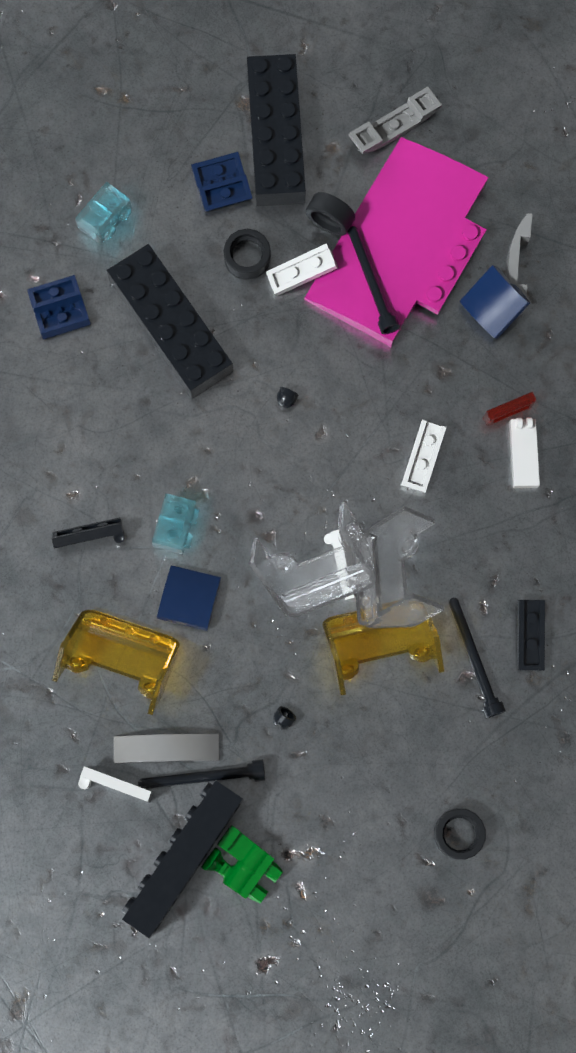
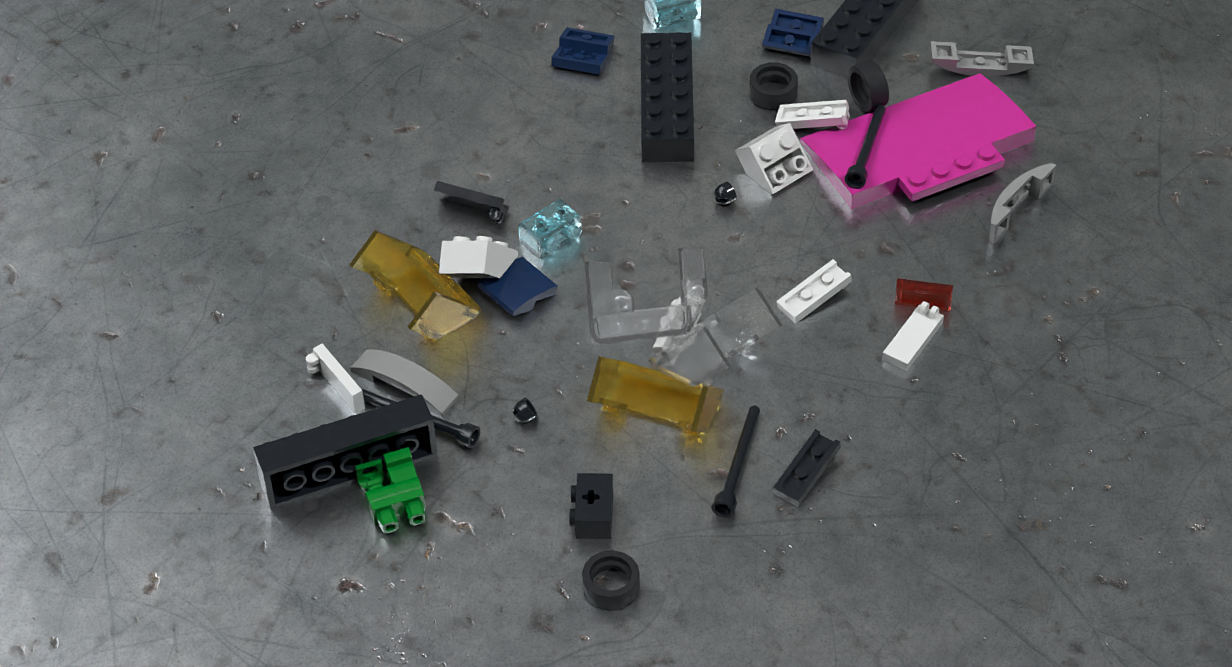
camera: 40 degrees right, 30 degrees down
(145, 601) = (475, 258): none -> white slope
(301, 335) = (774, 158): none -> white slope
(414, 785) = (593, 506): none -> black brick
(494, 302) = (970, 210): dark blue slope -> none

